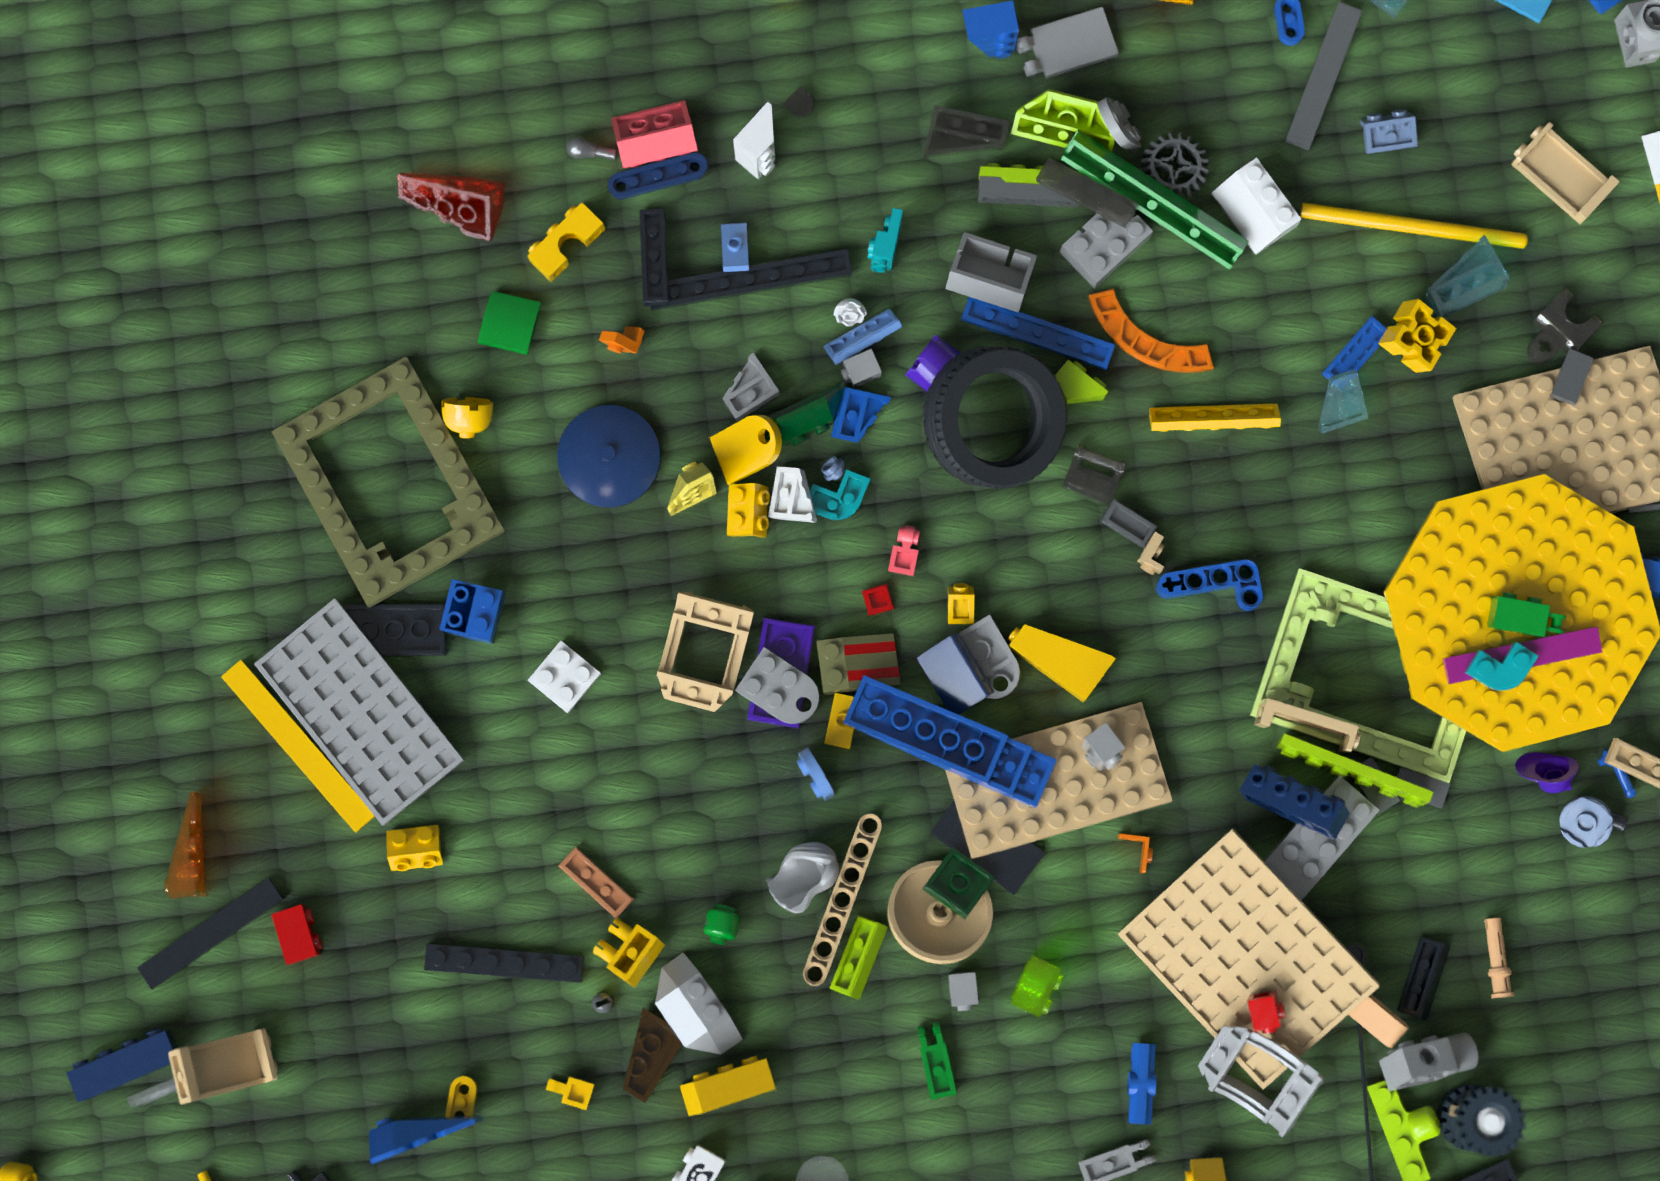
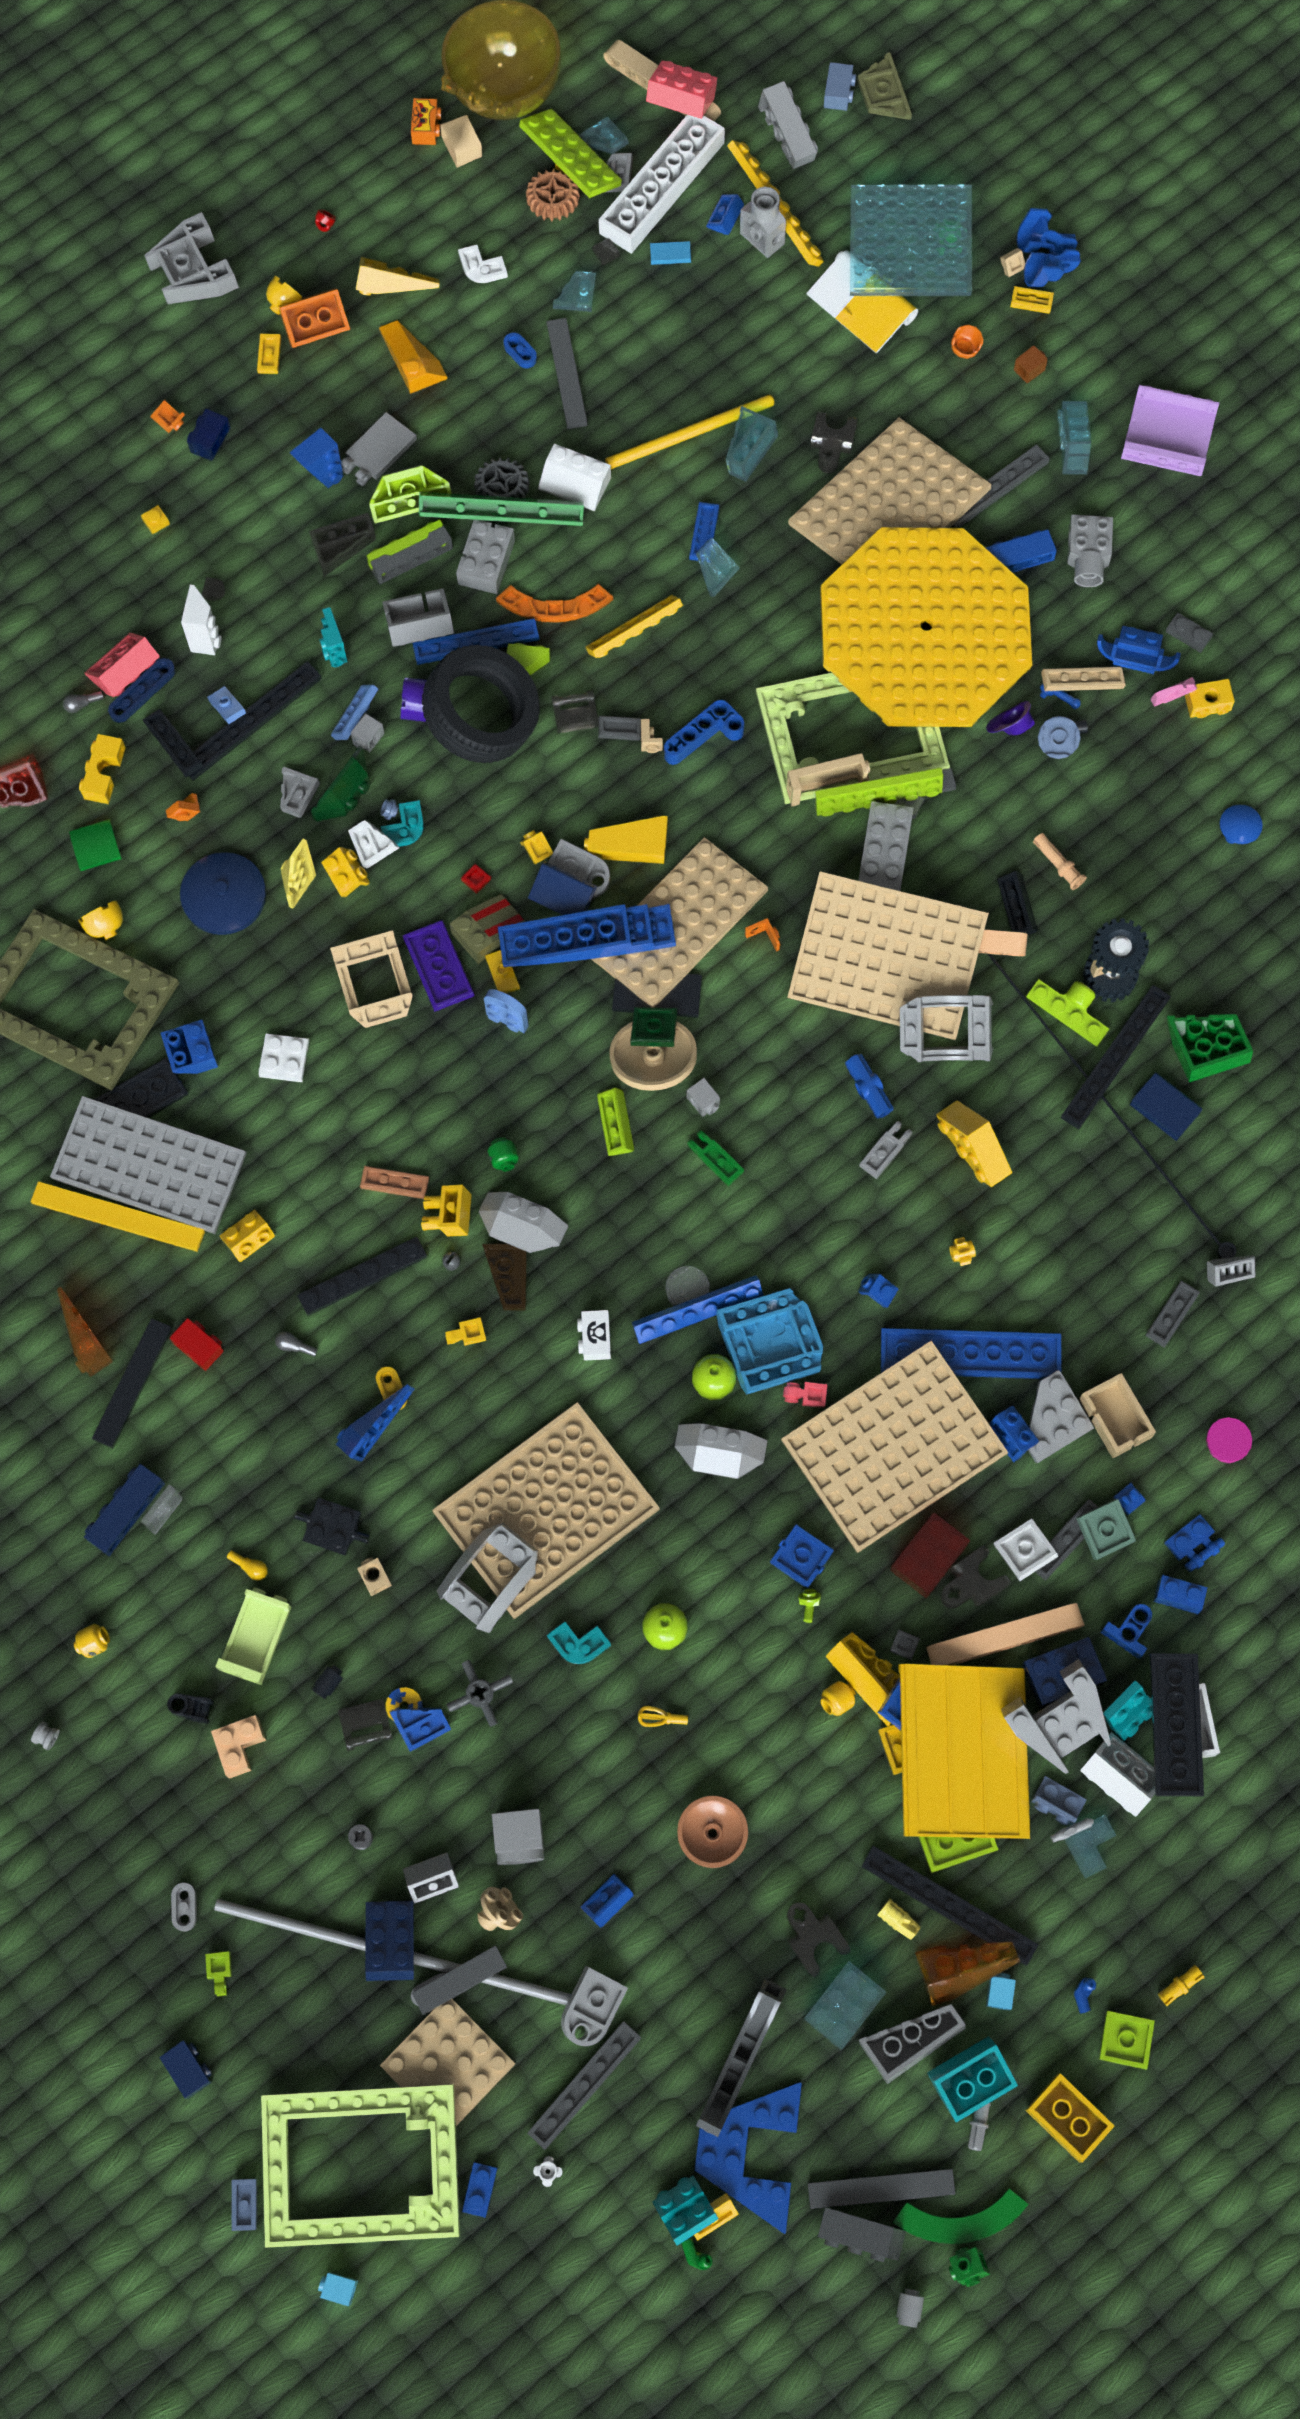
camera: 30 degrees left, 10 degrees down
(223, 1066) = (199, 1461): tan panel -> none
(388, 987) = (288, 1342): none -> flat silver piece
(727, 1086) = (576, 1260): yellow wedge -> none
(743, 447) = (318, 825): yellow tile -> none
(778, 687) = (442, 974): light grey plate -> none
(803, 874) = (539, 1085): light grey piece -> none
(849, 312) = (335, 701): white plate -> none
(851, 889) = (582, 1097): tan beam -> none
(856, 413) = (382, 764): blue wing -> none
(903, 558) = (475, 838): coral plate -> none
(1035, 986) = (753, 1062): clear neon green brick -> none
(1087, 192) = (451, 528): clear smoke plate -> none
(1103, 748) = (696, 873): light grey brick -> none
(1116, 120) = (452, 476): light grey plate -> none
(1266, 1011) = (923, 979): brick -> none
(1294, 801) = (851, 833): dark blue brick -> none
(1389, 131) = (635, 382): sand blue bracket -> none
(1417, 335) = (738, 495): yellow brick -> none
(1428, 1060) = (1055, 950): light grey brick -> none
(1505, 674) = (936, 669): teal plate -> none
(1523, 617) = (927, 623): green brick -> none
(1549, 650) = (943, 650): magenta tile -> none
(1562, 173) = (768, 344): tan panel -> none
(1571, 377) = (859, 462): dark grey tile -> none

